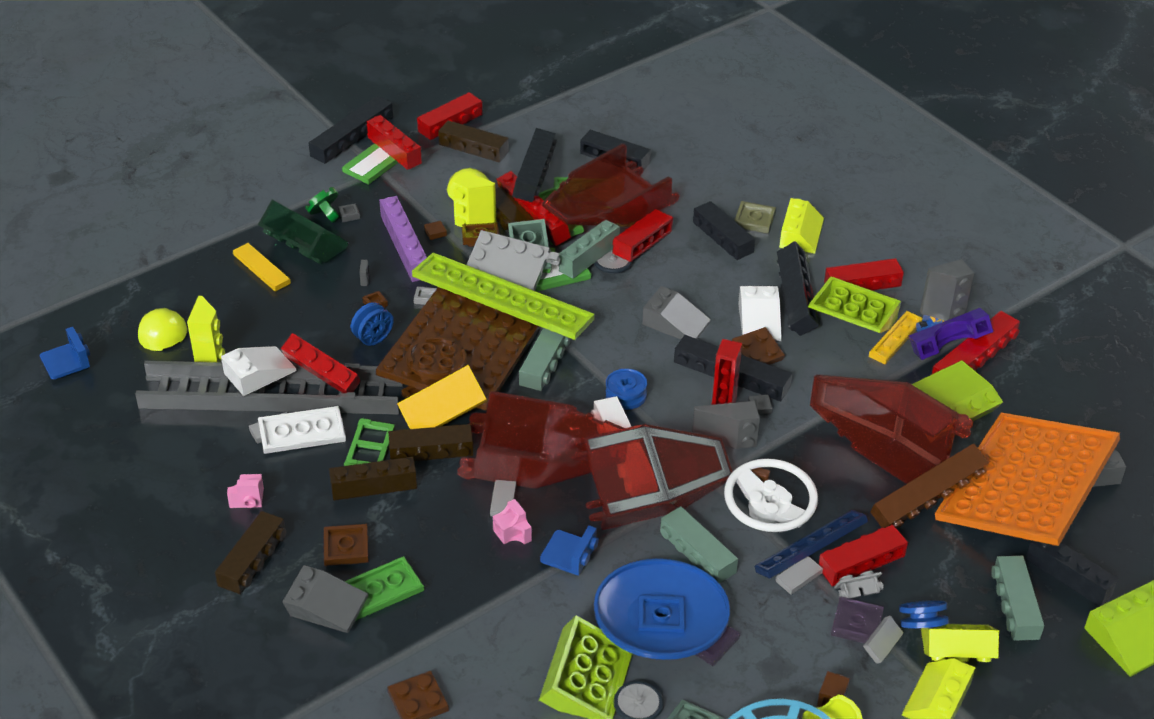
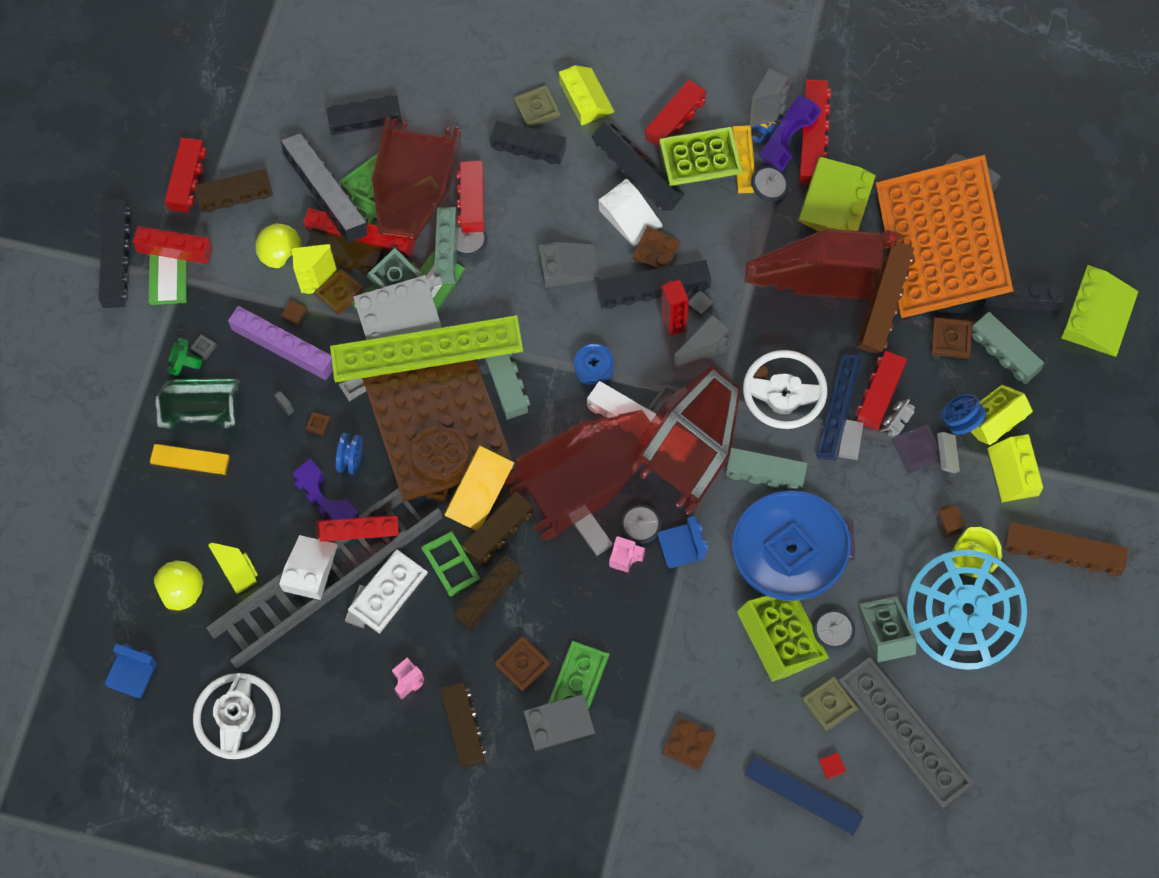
camera: 35 degrees left, 25 degrees up
(98, 425) = (233, 726): none -> white piece
(327, 327) = (310, 479): none -> dark purple arch
(549, 515) = (640, 524): none -> light grey wheel
(902, 362) = (769, 183): none -> light grey wheel
(968, 559) = (951, 338): none -> reddish brown plate

